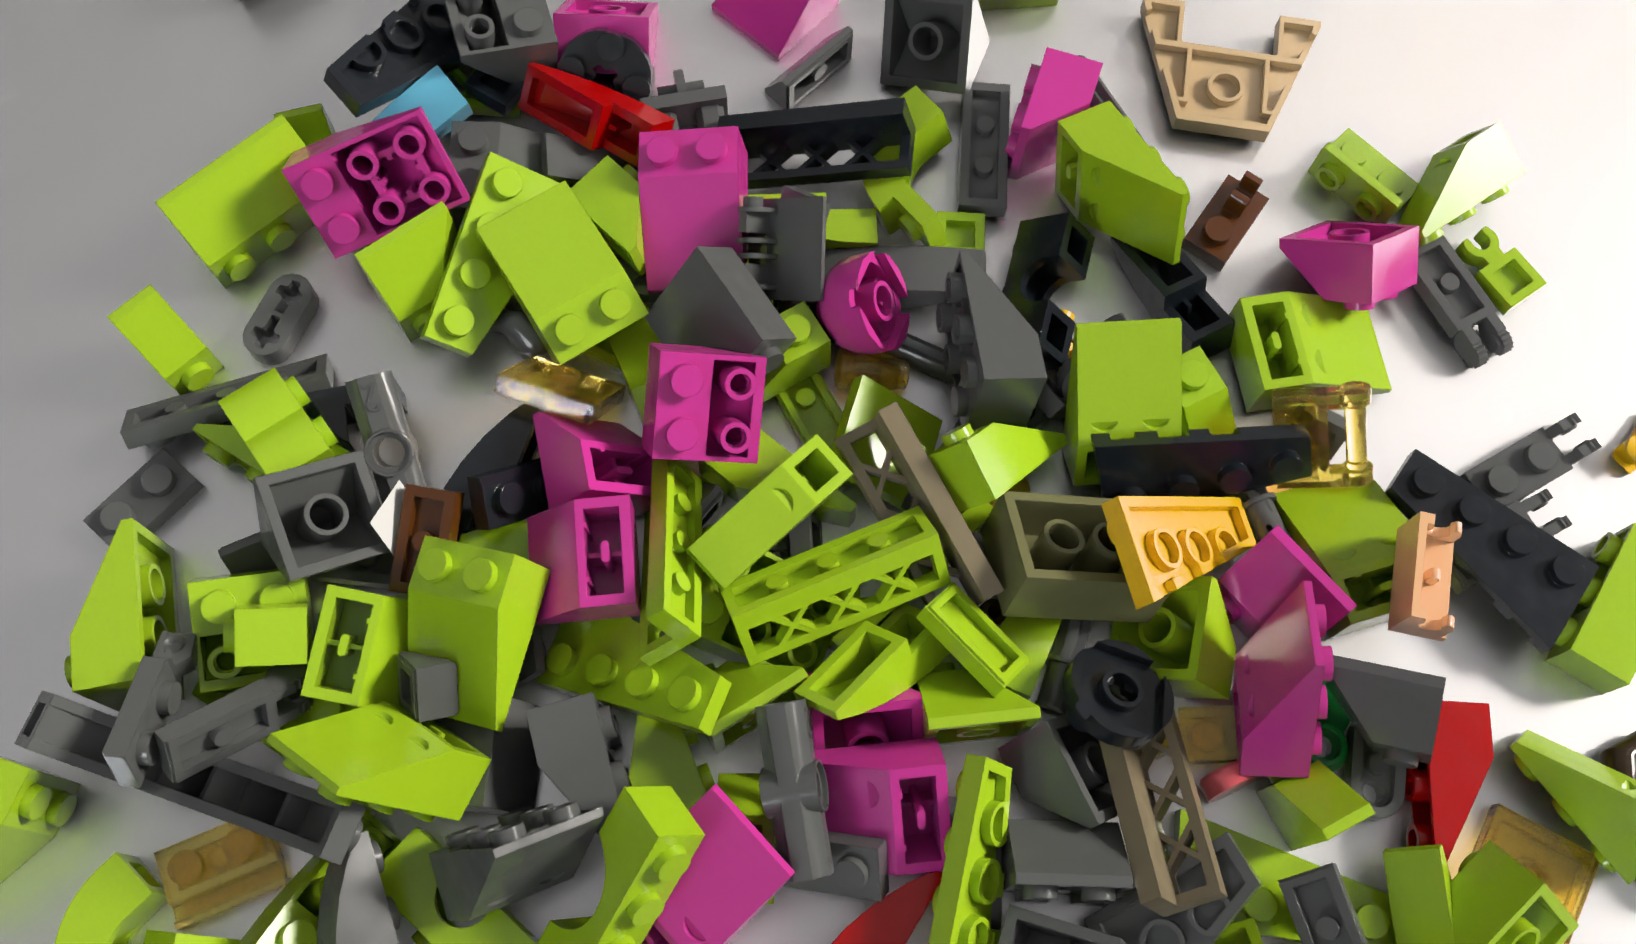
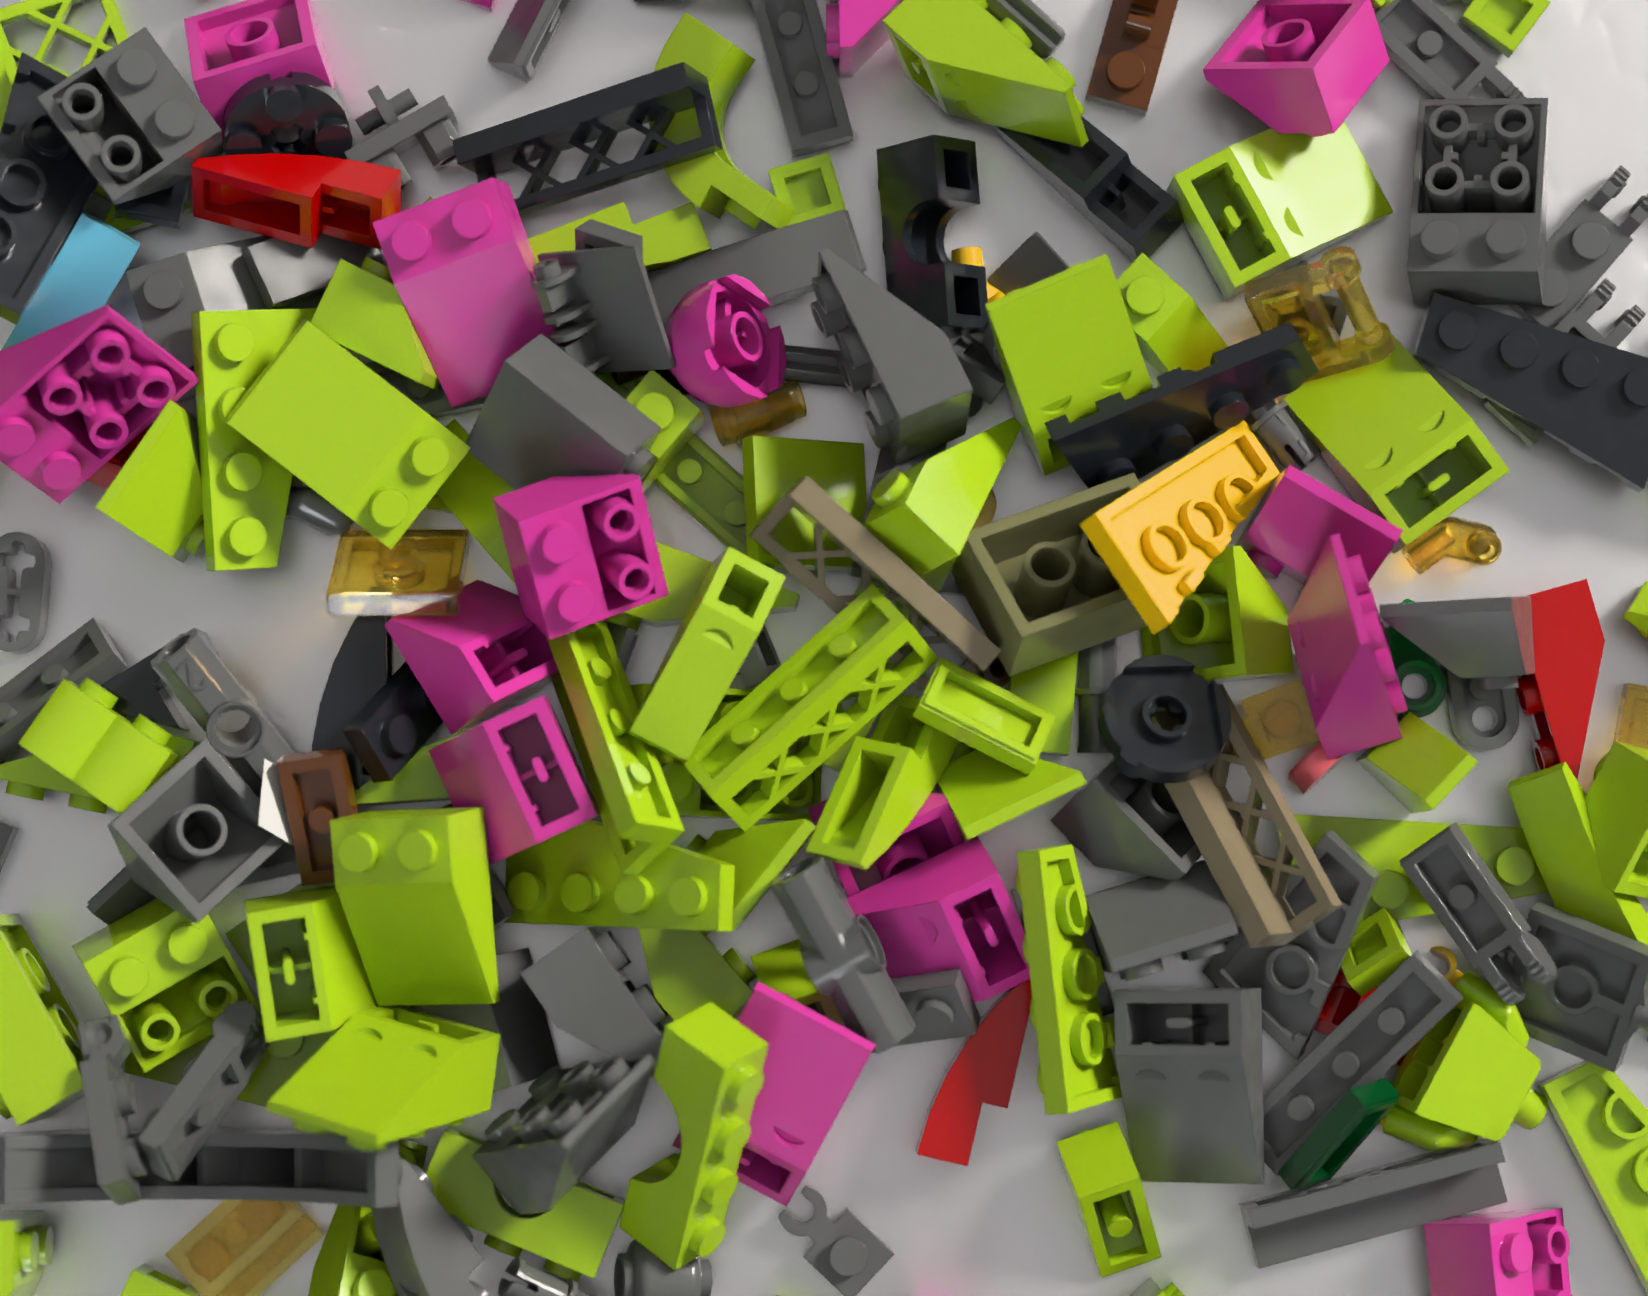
camera: 15 degrees left, 15 degrees up
(268, 634) = (202, 987): lime brick -> none
(427, 686) = (397, 981): dark grey slope -> none
(1382, 644) = (1456, 539): none -> clear yellow arm
(1423, 578) = (1473, 467): light nougat hinge -> none
(1466, 399) = (1479, 201): none -> dark grey slope

